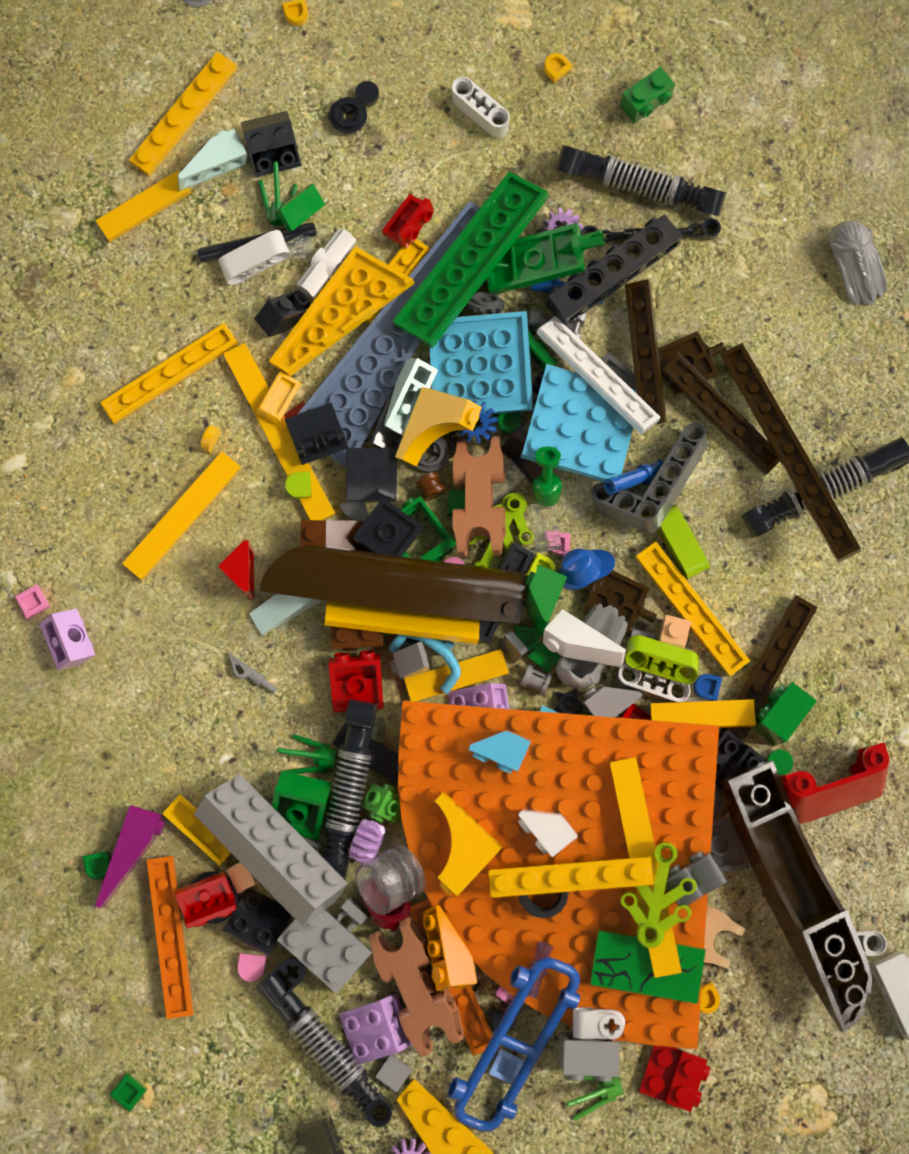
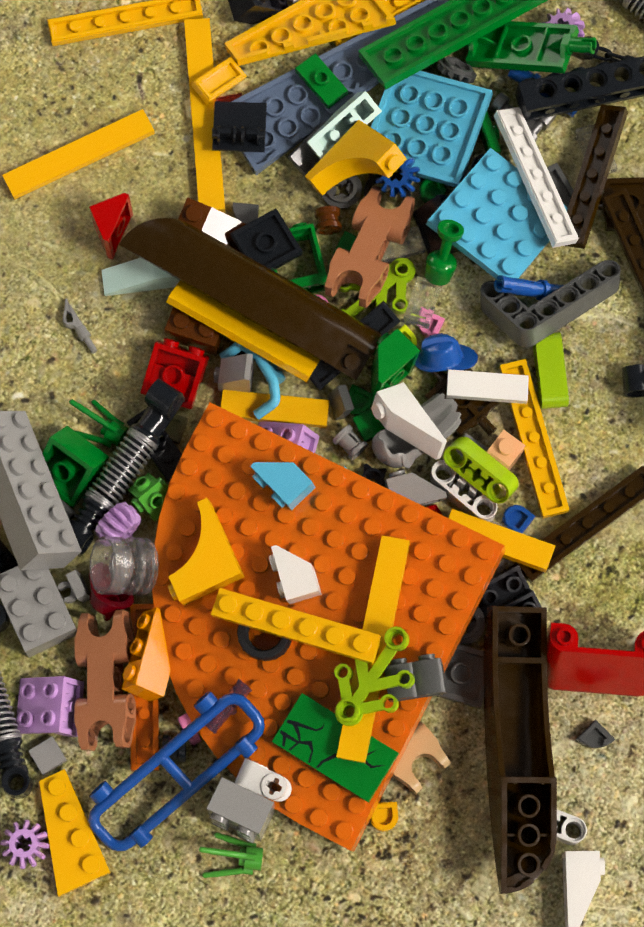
camera: 25 degrees right, 5 degrees down
(210, 438) = (136, 92): yellow tile -> none
(299, 485) = (202, 168): lime tile -> none
(371, 361) = (321, 81): none -> green plate
(371, 474) = (275, 185): black slope -> none
(506, 1066) = (157, 794): light blue tile -> none
(634, 581) = (487, 386): none -> white tile
(674, 1076) = (319, 875): red plate -> none
(782, 760) = (558, 615): green tile -> none
(784, 713) = (579, 571): green brick -> none
(854, 850) = (595, 736): none -> dark grey tile

